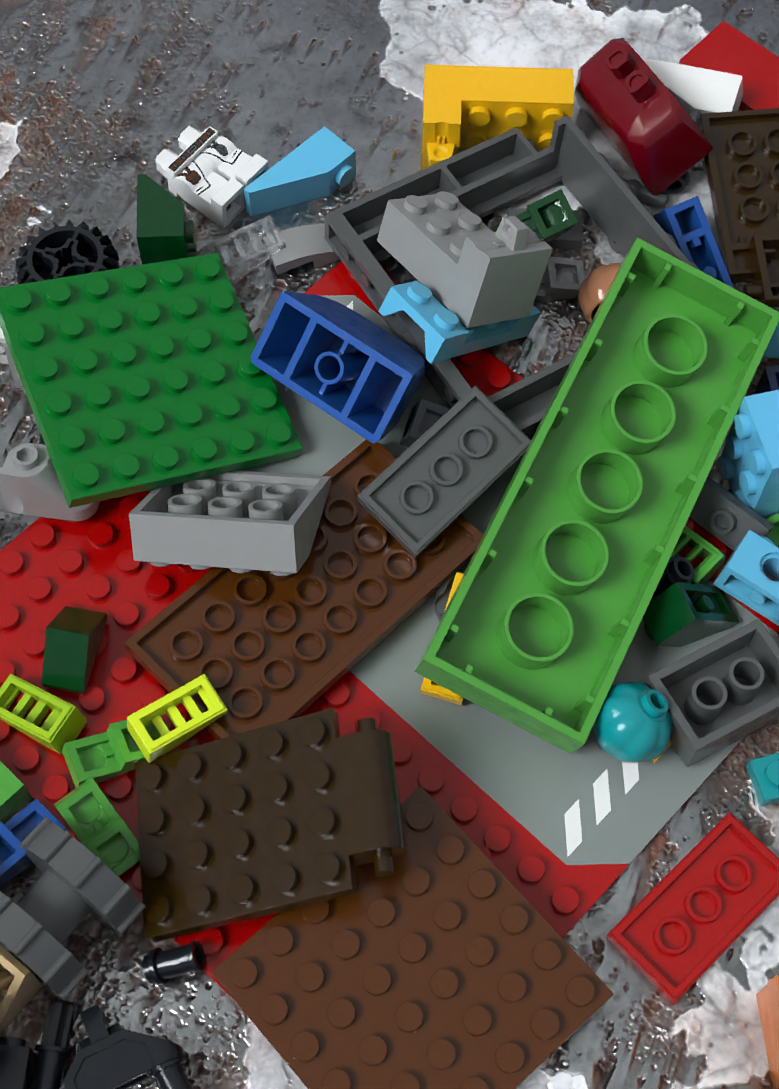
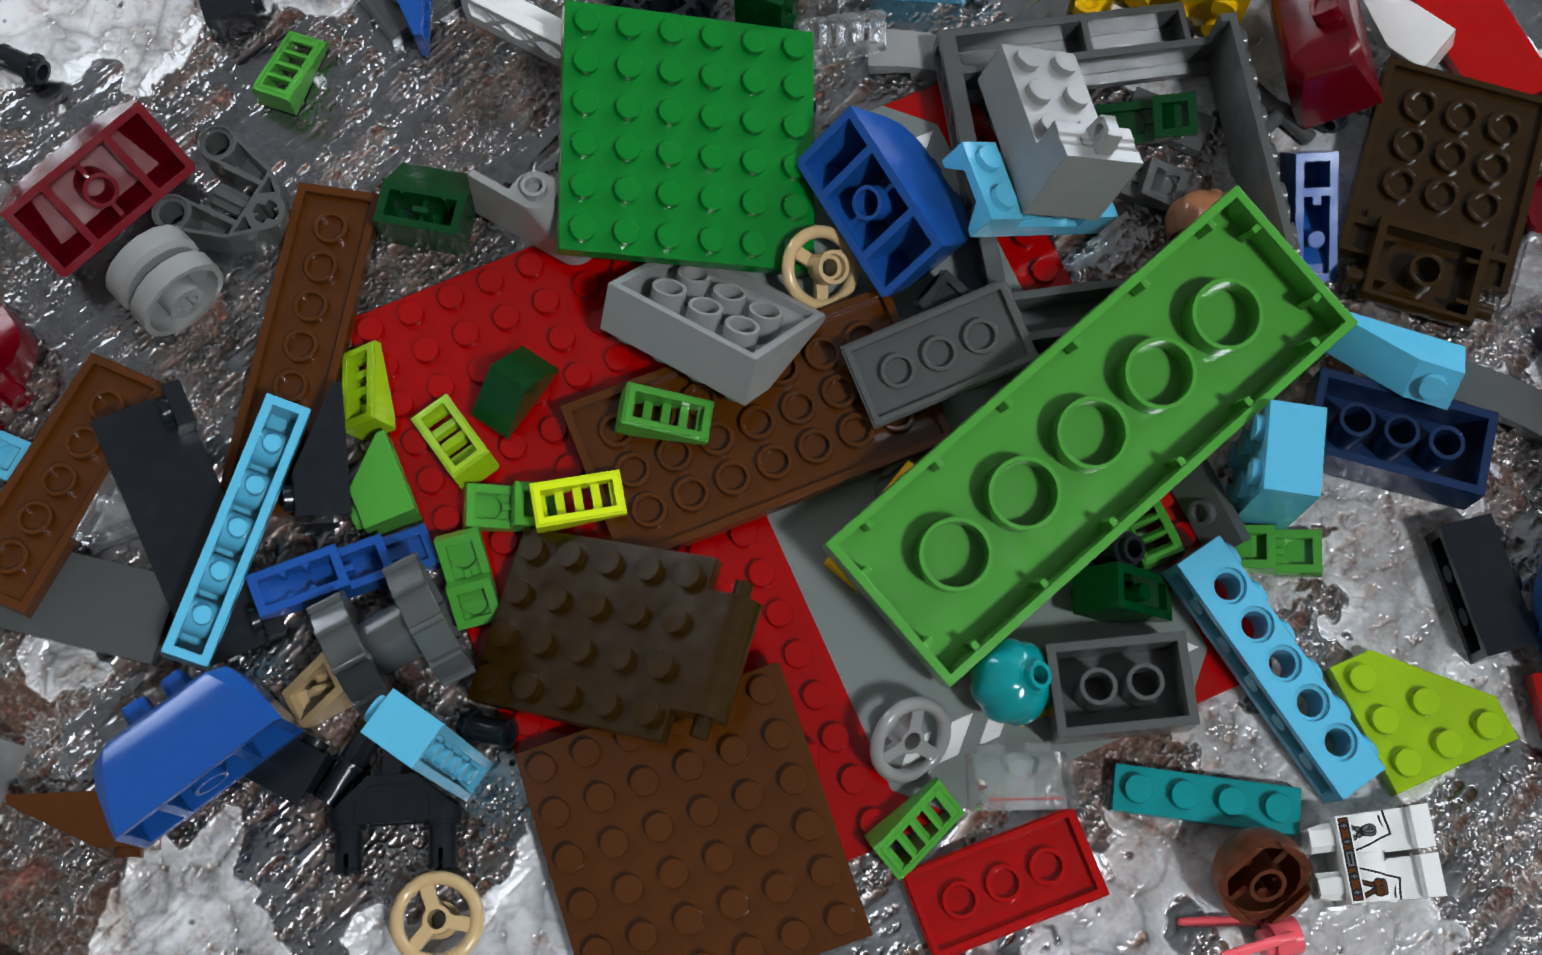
camera: 25 degrees right, 10 degrees up
(136, 976) = (425, 744): none -> medium azure brick
(208, 629) = (662, 430): none -> bright green slope
(311, 440) = (840, 266): none -> tan piece
(557, 807) = (904, 735): none -> light grey piece
(585, 893) = (918, 847): none -> bright green slope
(677, 805) = (1019, 779): none -> clear slope

